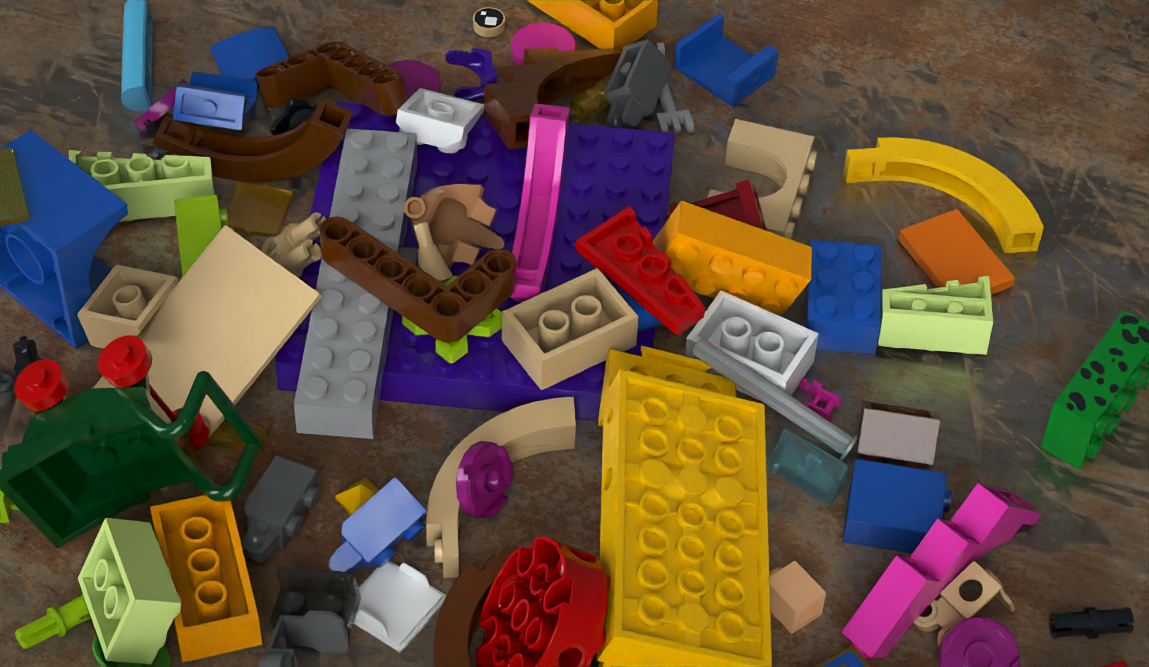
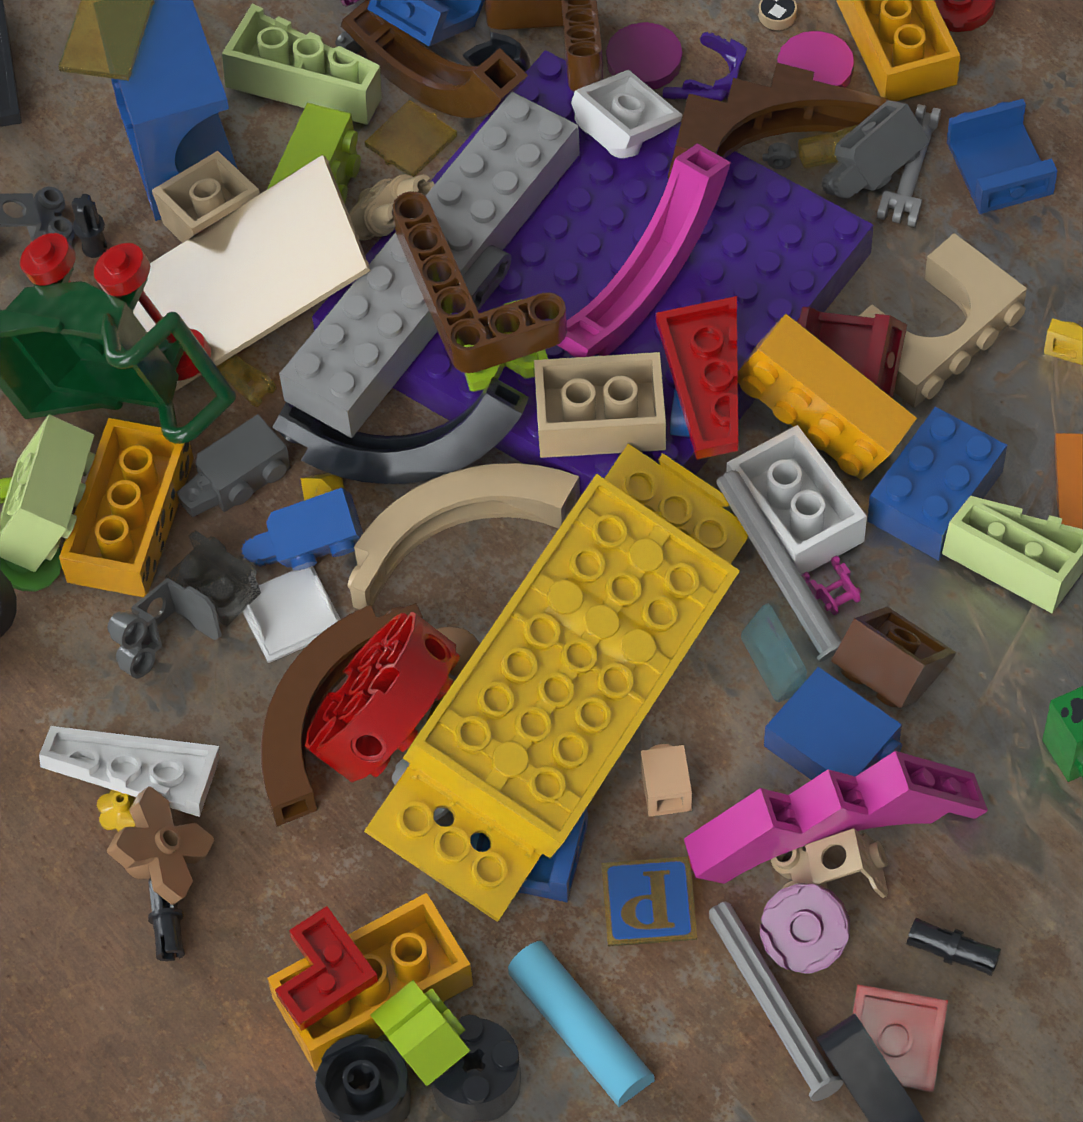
camera: 35 degrees right, 10 degrees up
(425, 438) = (409, 456): none -> black arch
(429, 256) = (510, 277): tan cone -> none
(455, 221) = (551, 234): medium nougat piece -> none
(476, 495) = (421, 515): magenta tile -> none

